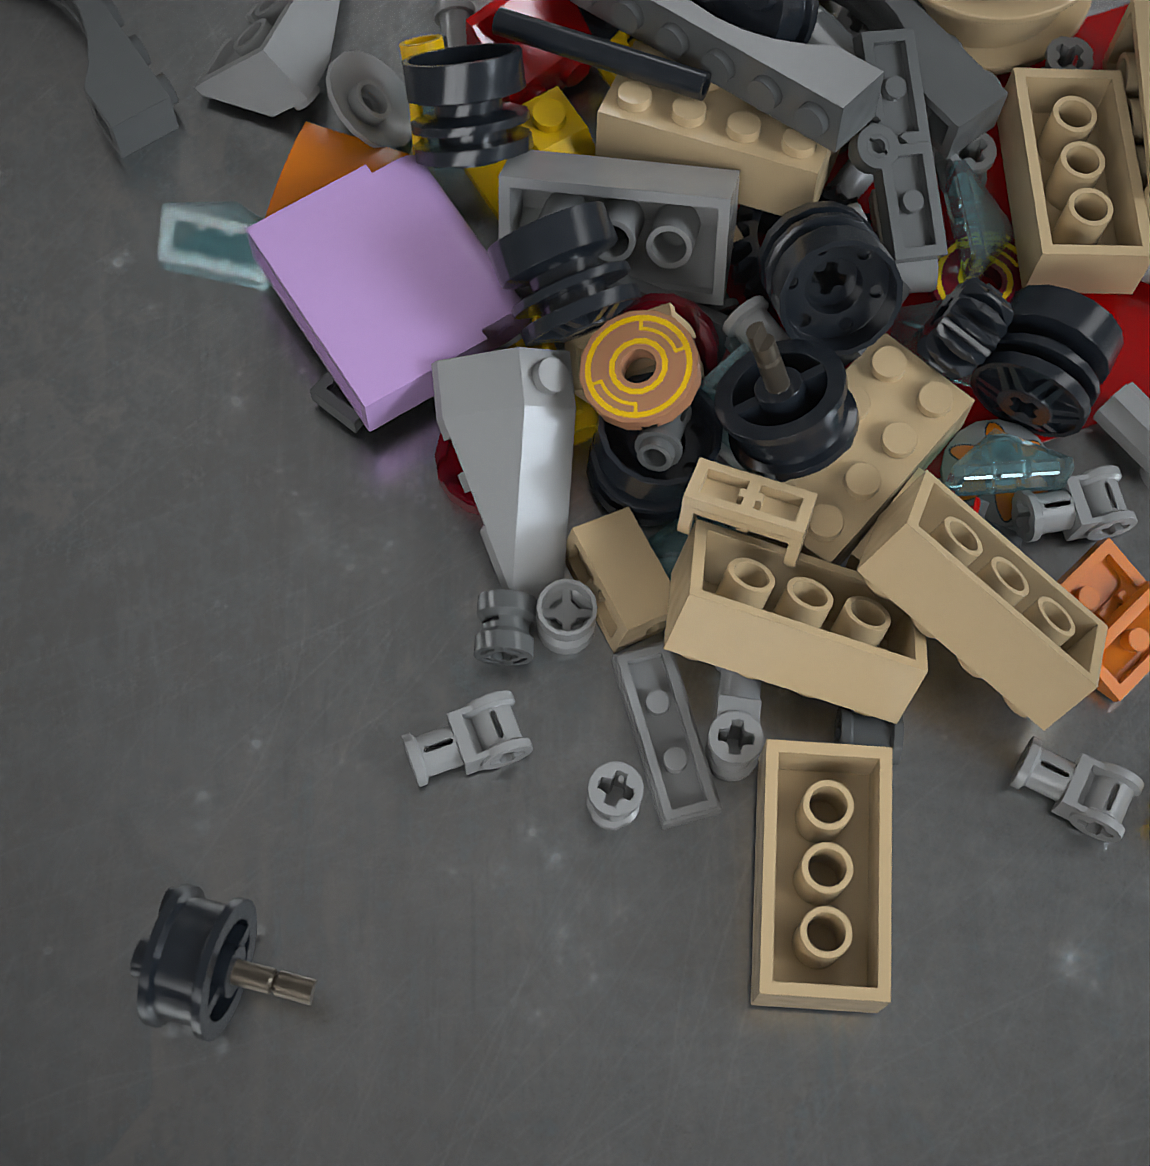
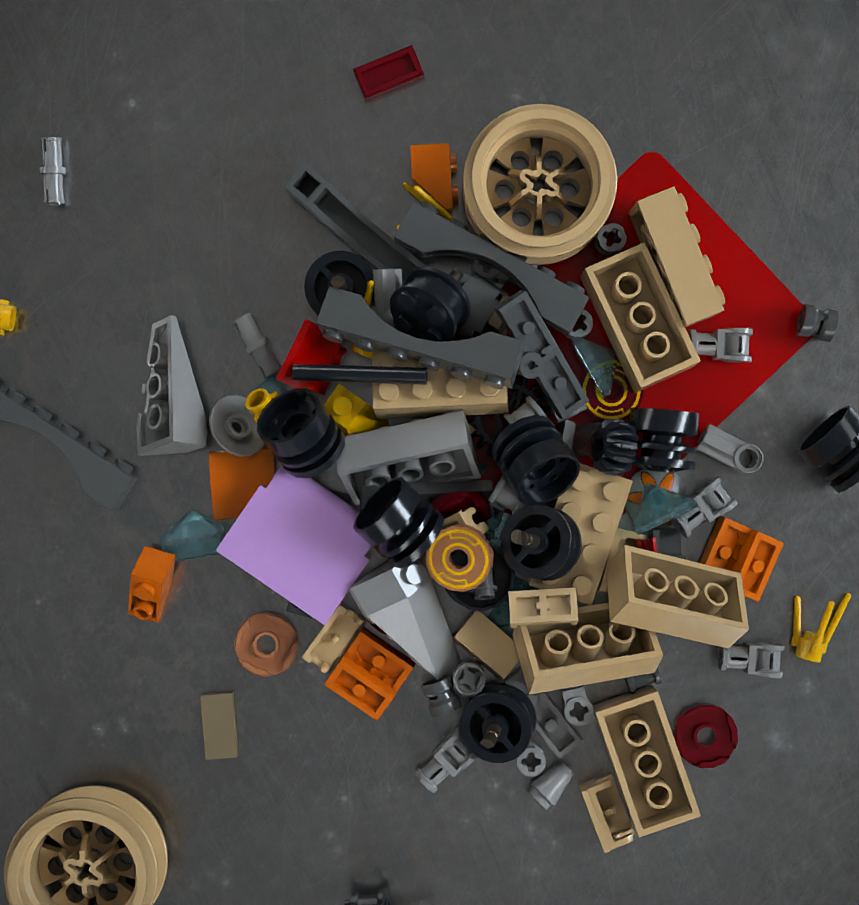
camera: 15 degrees left, 20 degrees up
(107, 531) = (219, 725): none -> dark tan tile
(113, 267) = (150, 584): none -> orange slope
(260, 468) = (280, 630): none -> nougat tile
(368, 464) = (335, 637): none -> tan hinge
(399, 552) = (370, 673): none -> orange slope
(585, 700) = (498, 723): none -> black wheel
(630, 861) = (550, 786): none -> light grey cone
(713, 950) = (607, 812): none -> tan hinge
(977, 880) = (719, 748): none -> dark red tile

